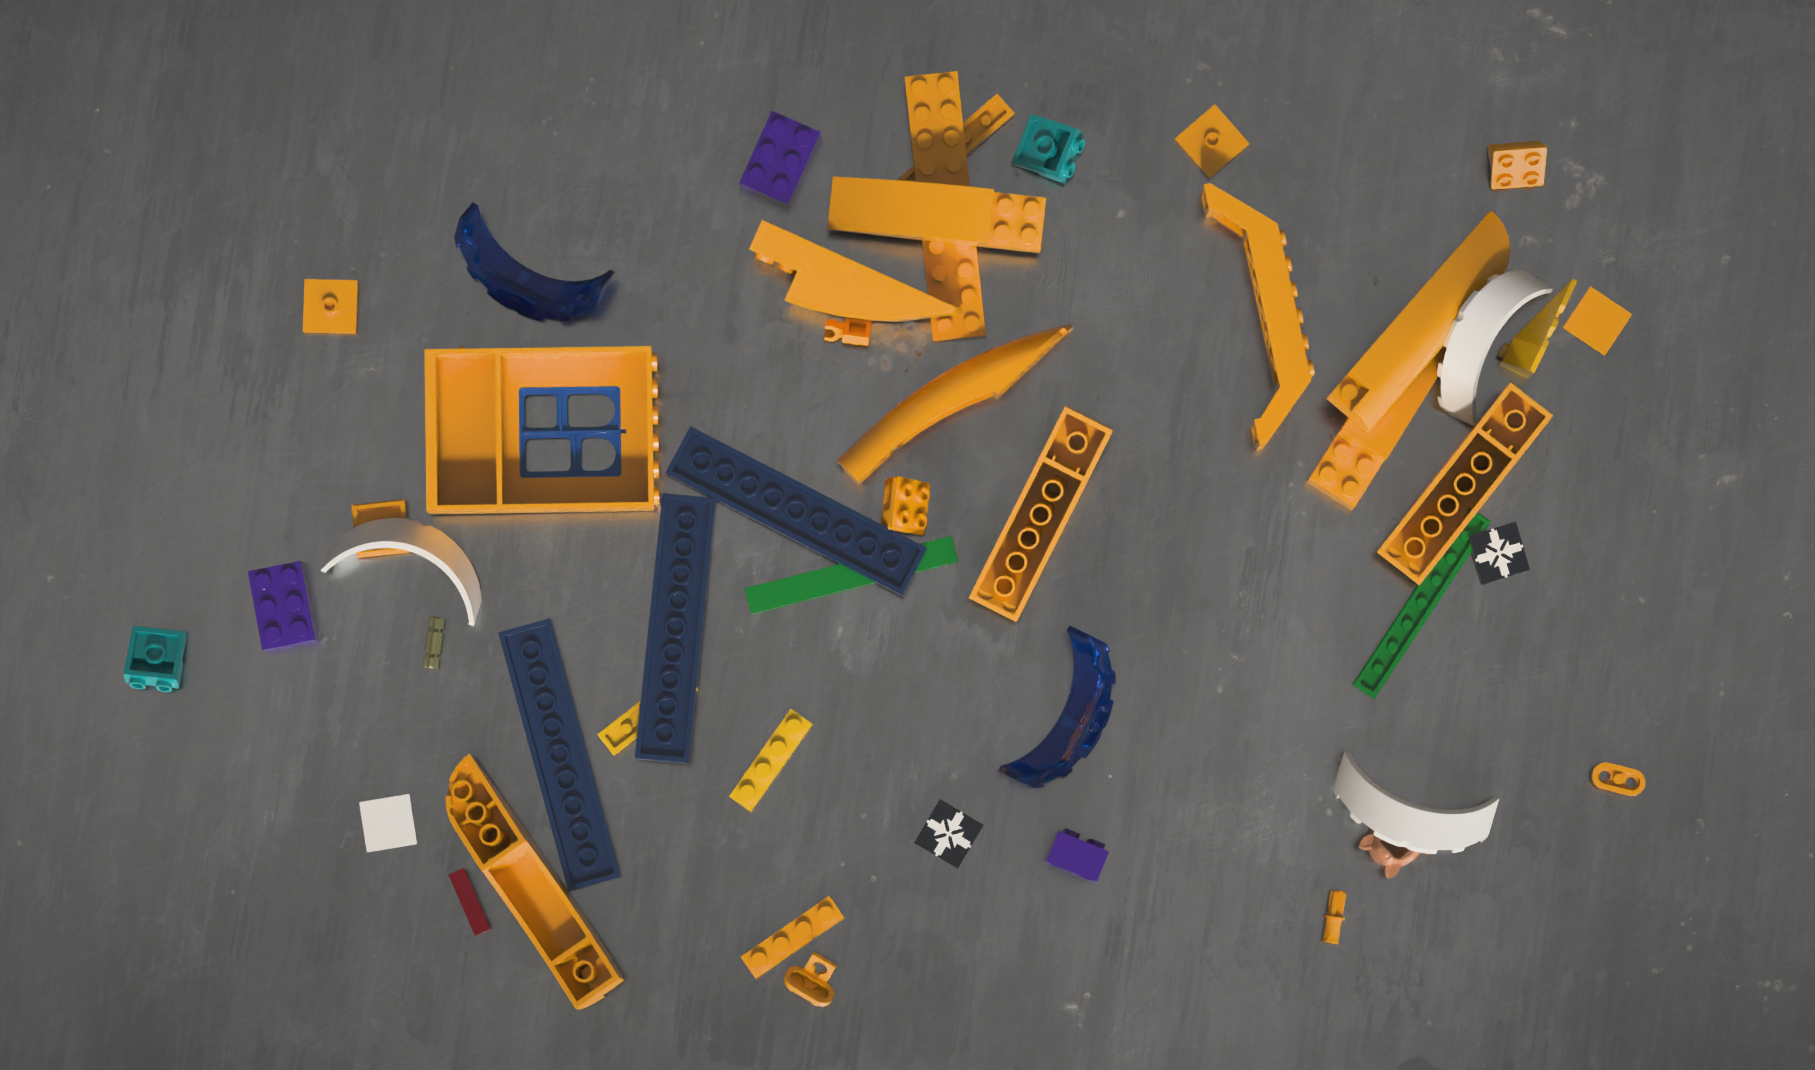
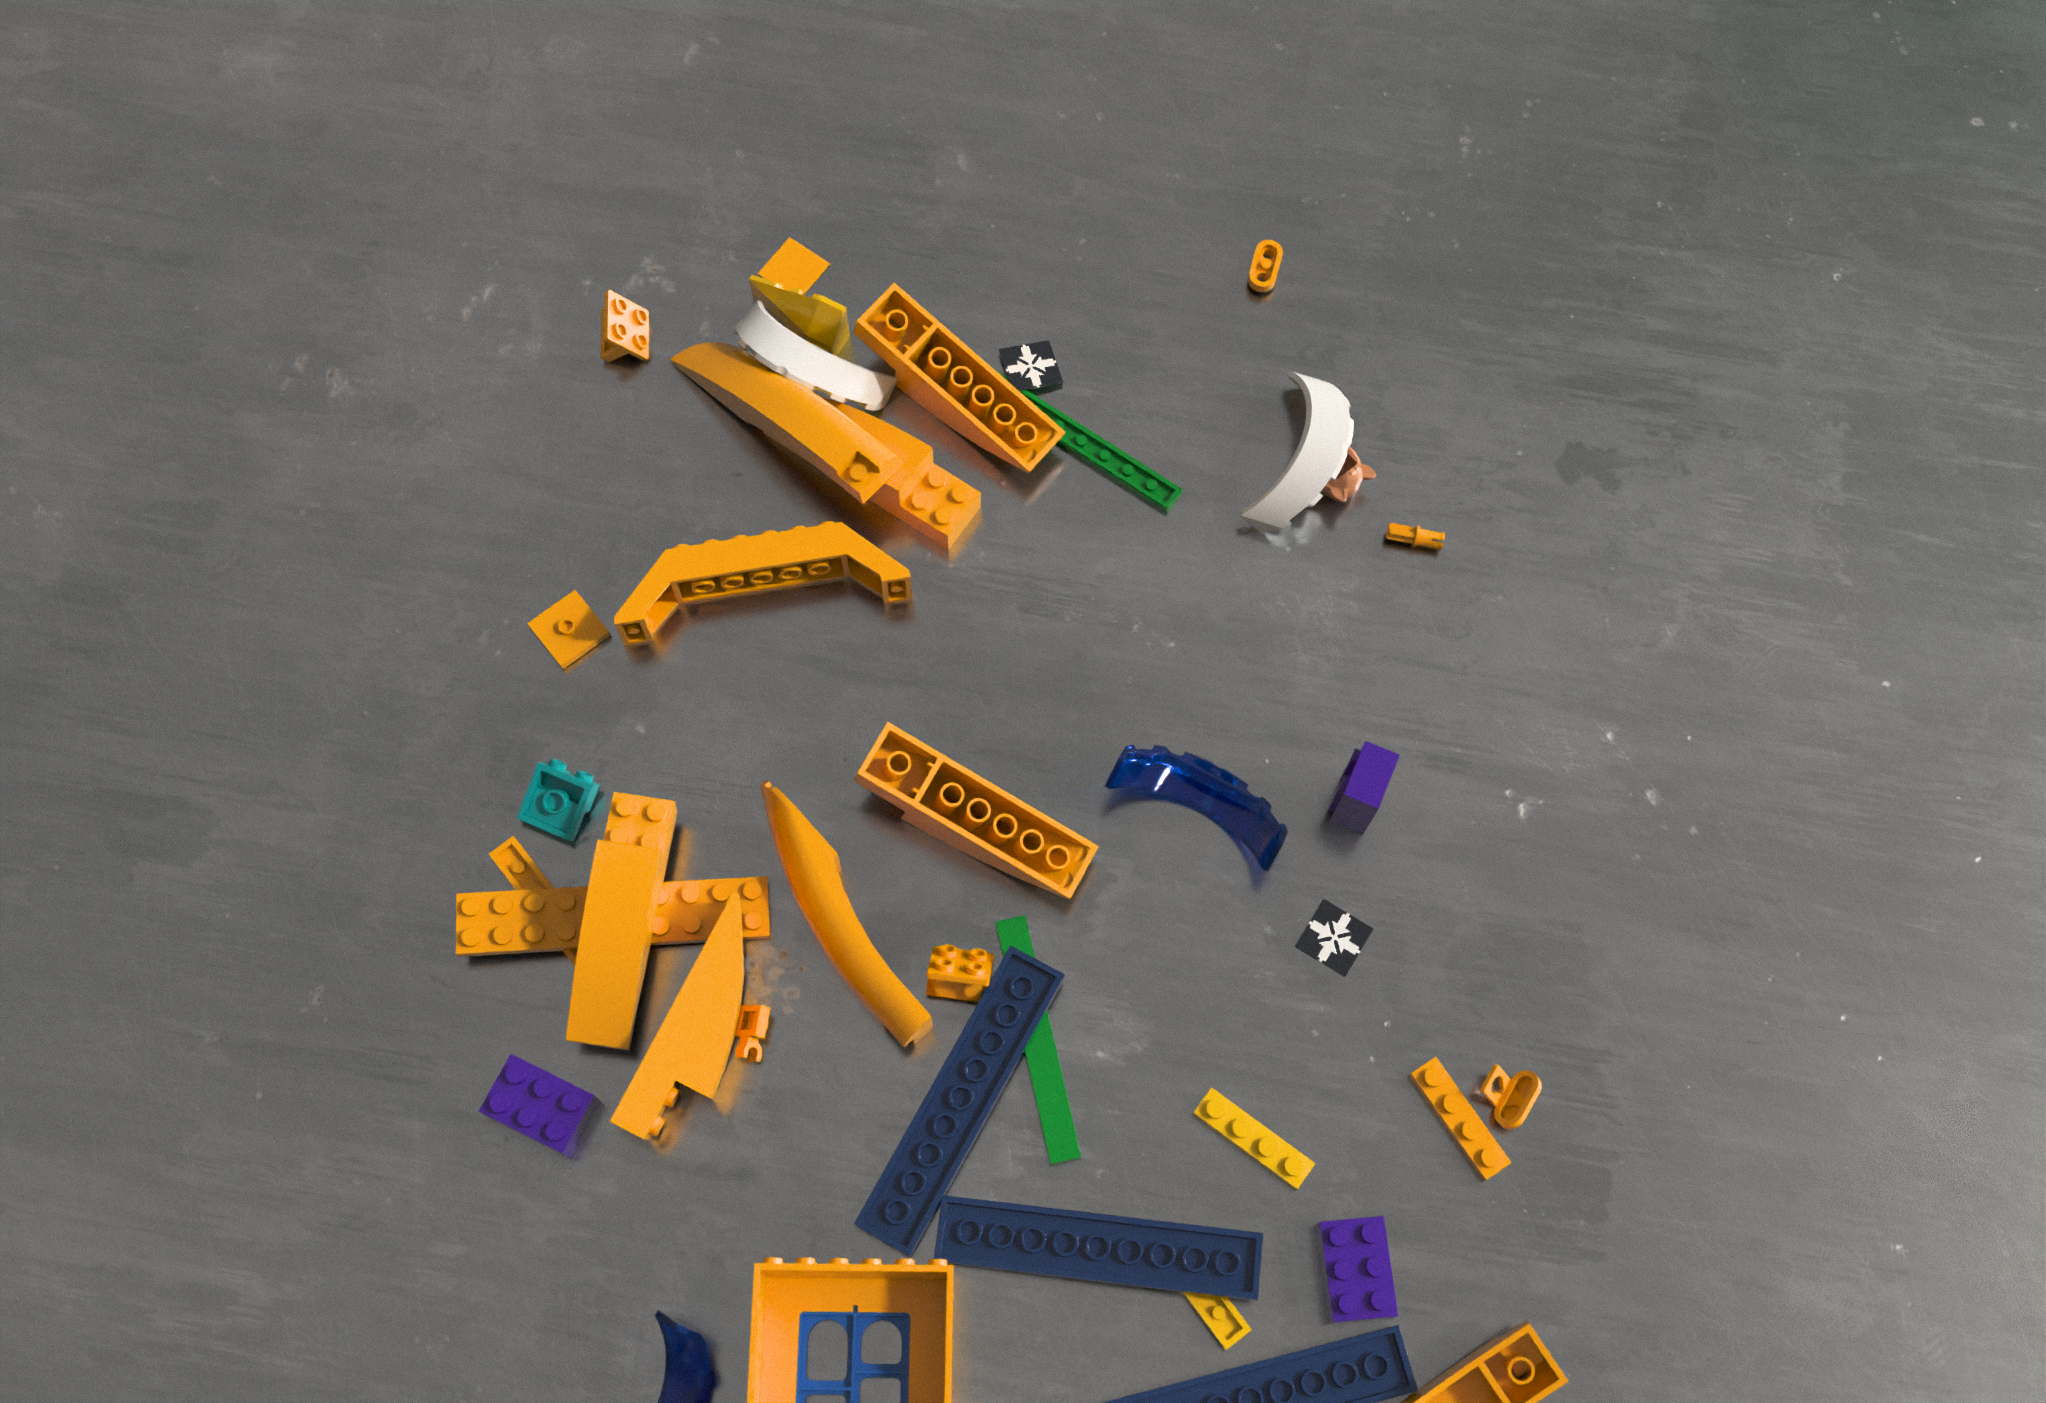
camera: 90 degrees left, 15 degrees down
(662, 842) = (1356, 1270): none -> dark purple brick

